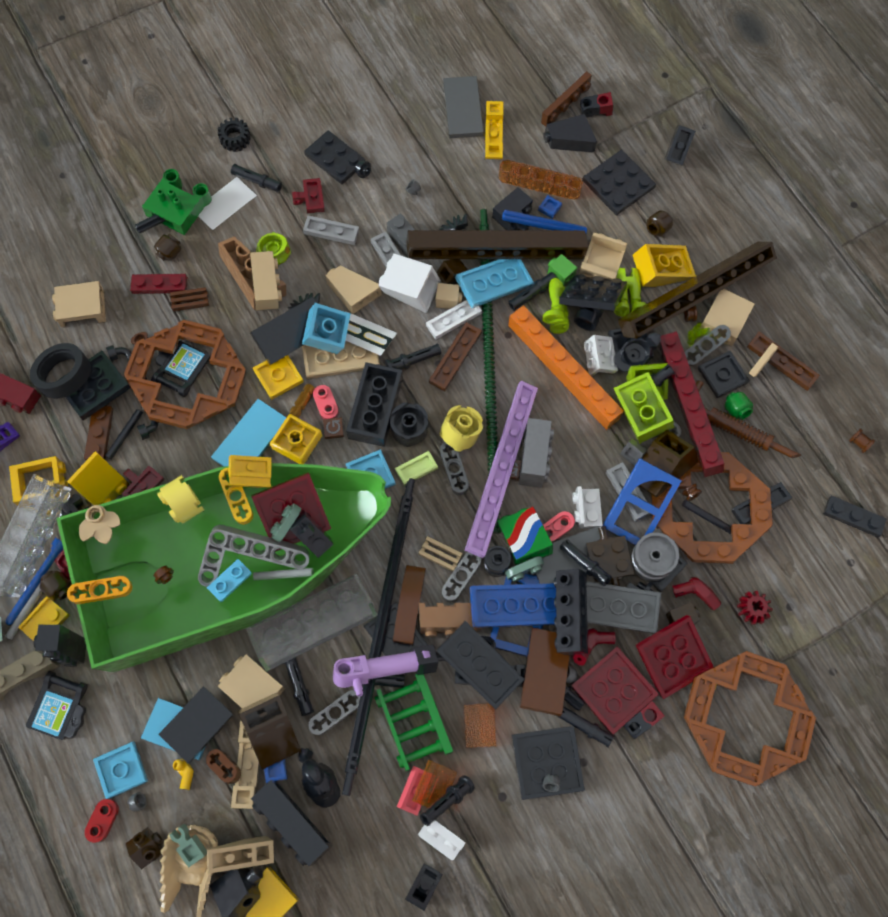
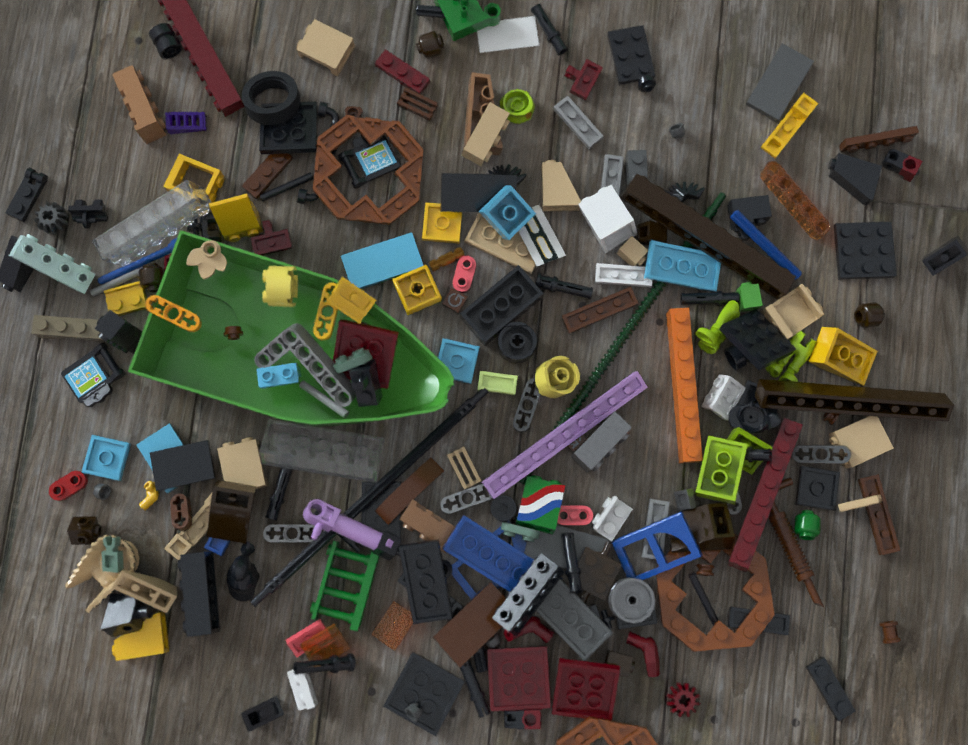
camera: 35 degrees right, 10 degrees up
(550, 206) = (785, 231): blue tile -> none
(694, 333) = (819, 435): clear neon green piece -> none

